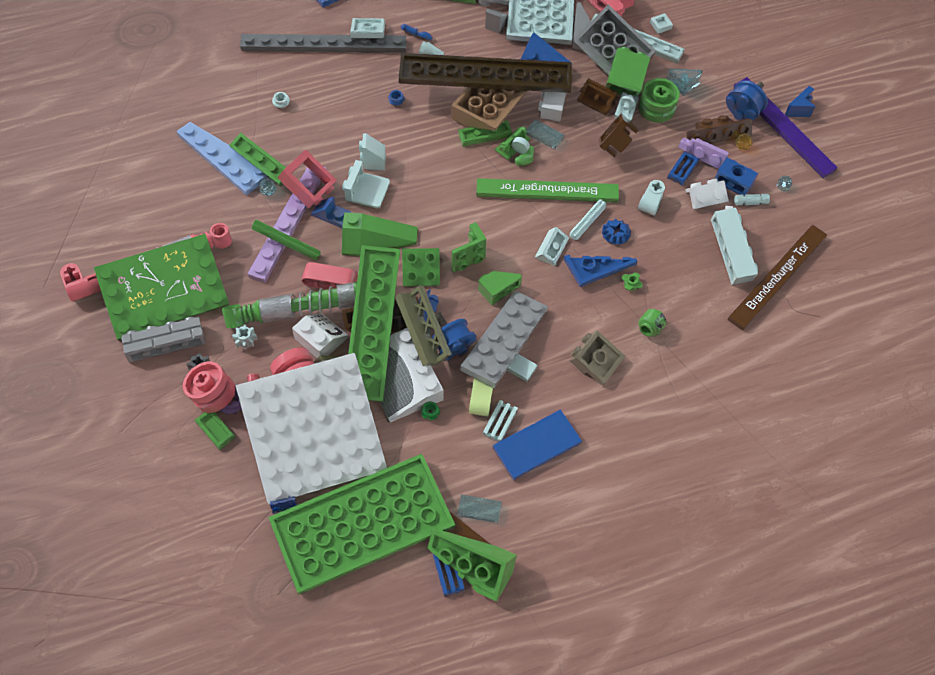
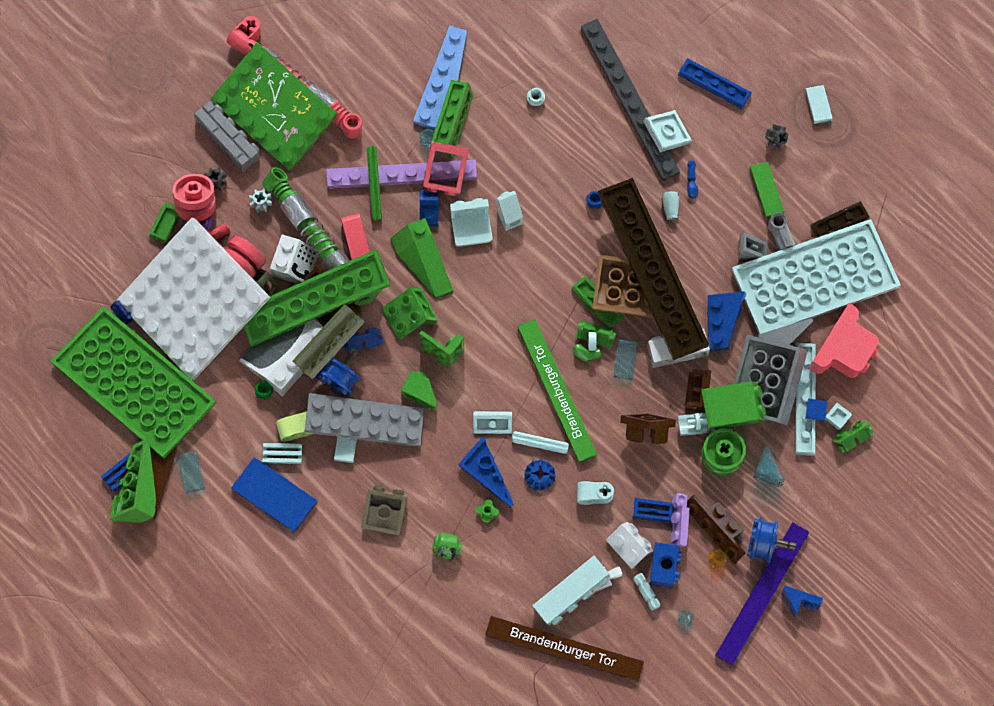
camera: 65 degrees right, 10 degrees up
(651, 31) = (816, 410): none -> blue tile
(679, 20) = (859, 431): none -> bright green hinge

